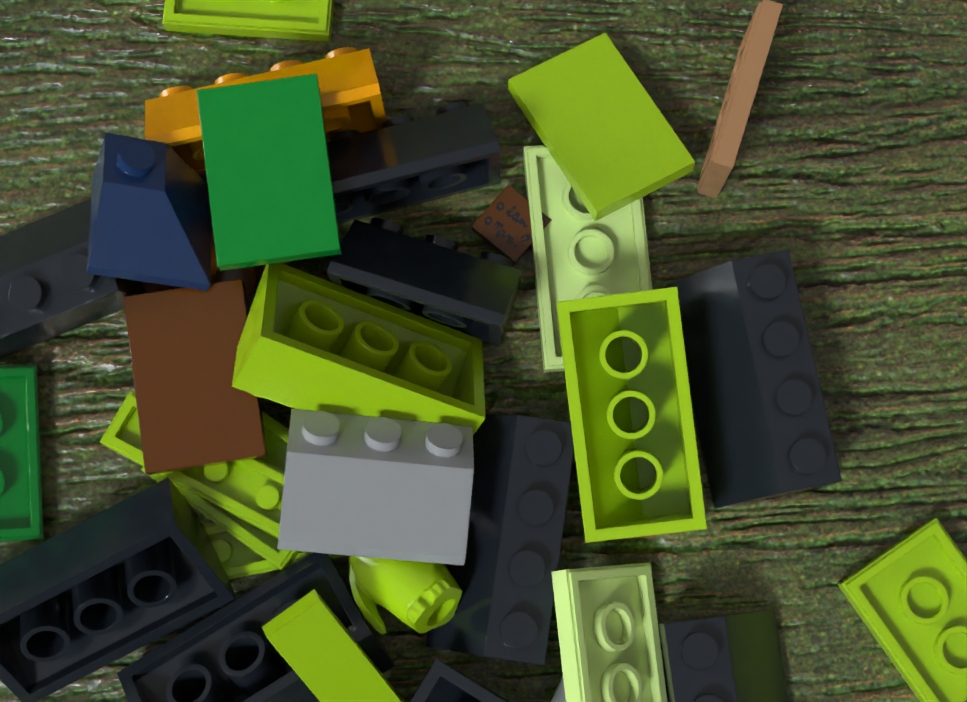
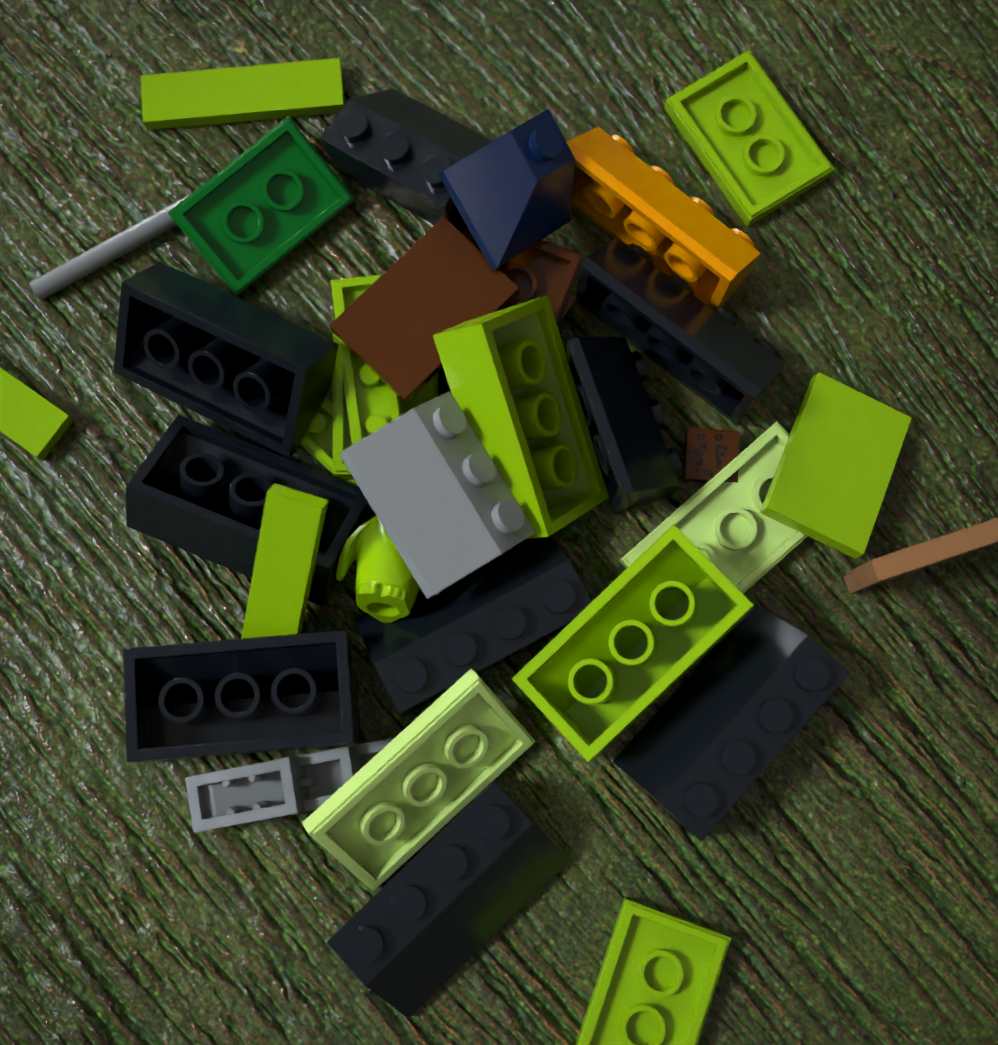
camera: 55 degrees right, 0 degrees up
(268, 172) = (609, 244): green tile -> none

